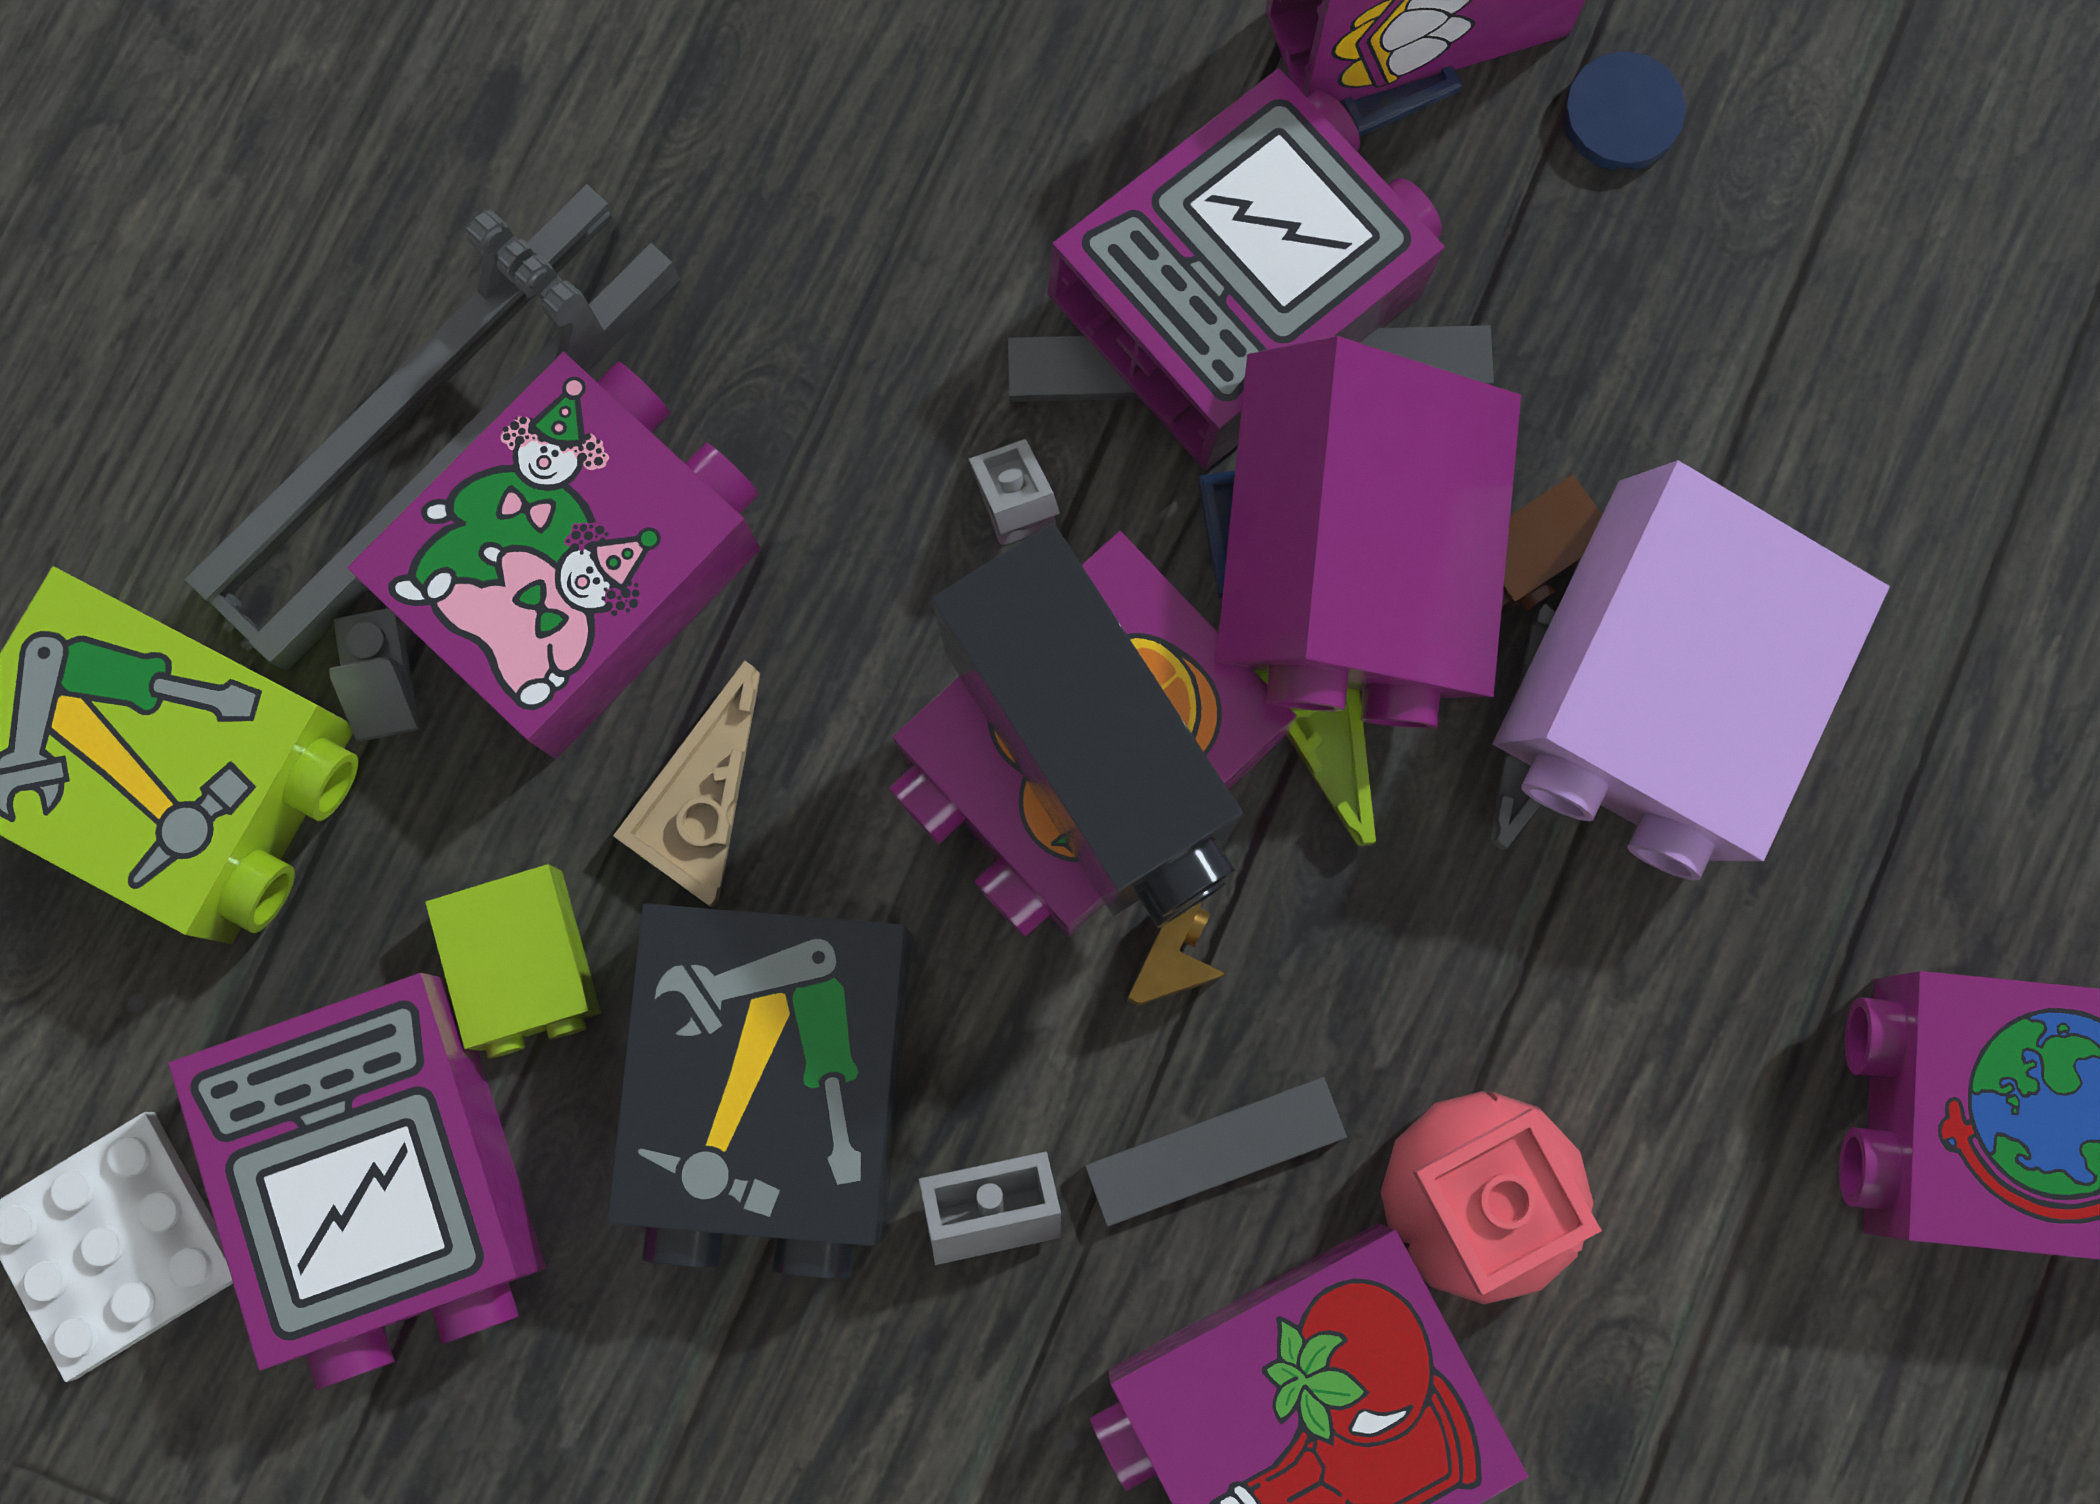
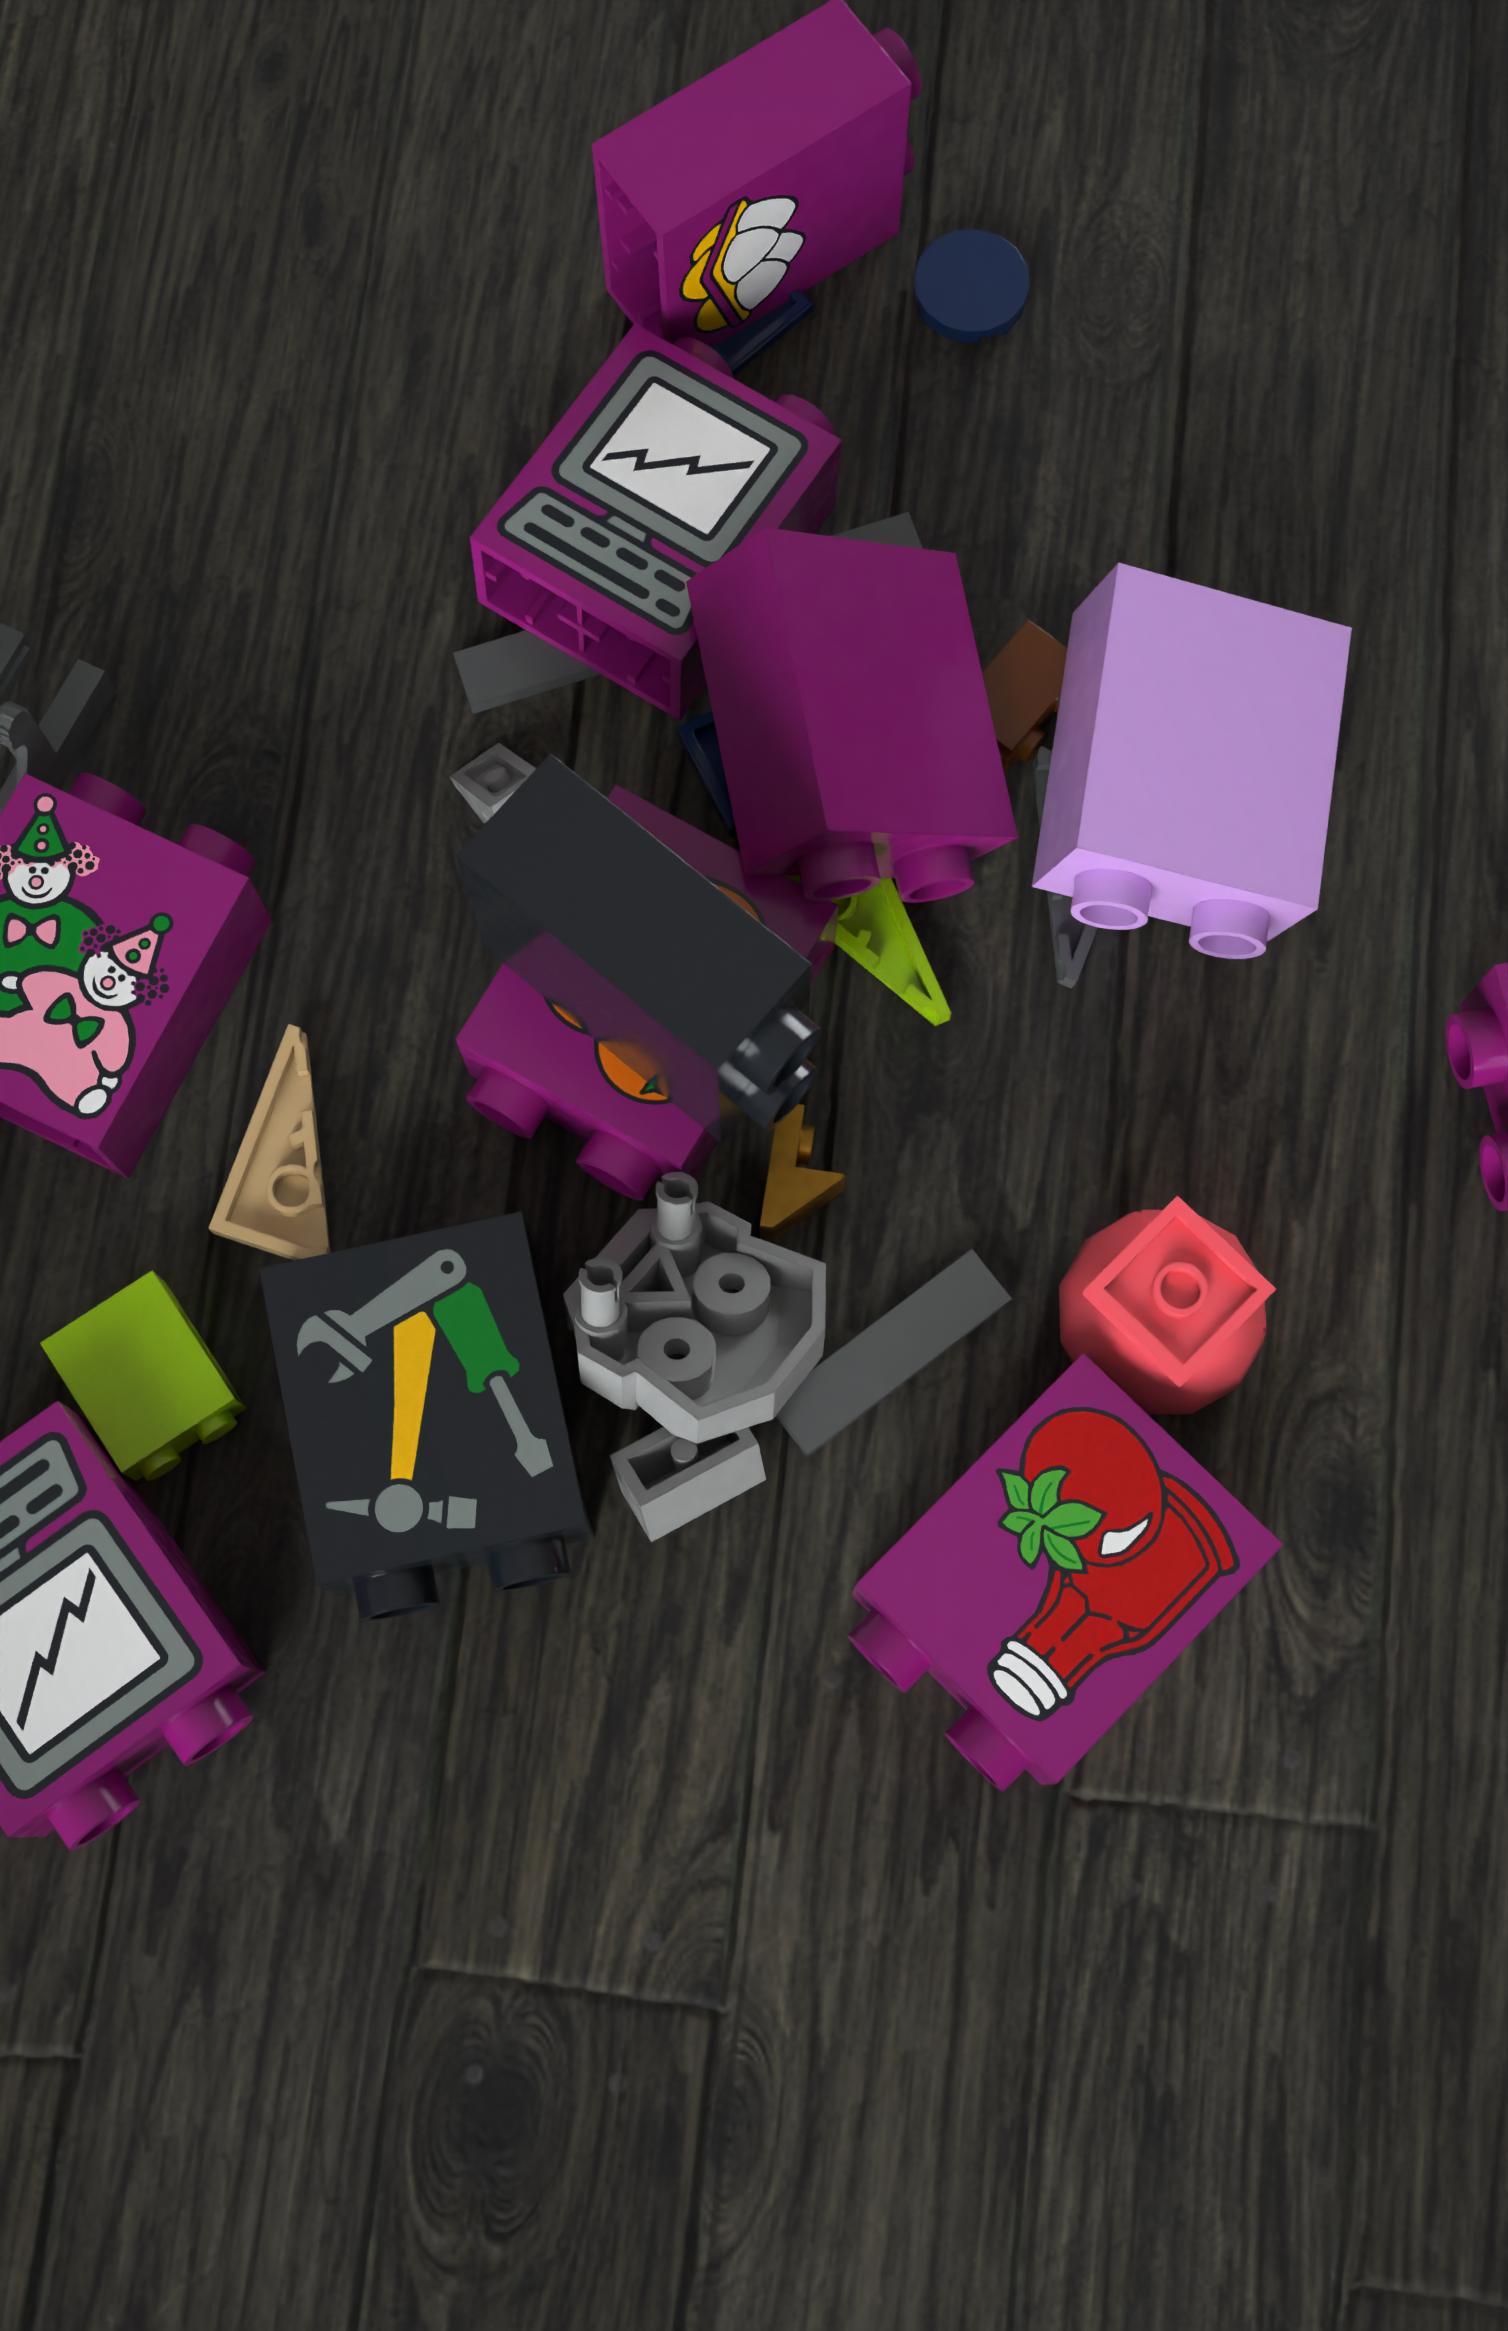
camera: 20 degrees left, 5 degrees down
(1074, 1112) = (663, 1295): none -> light grey brick

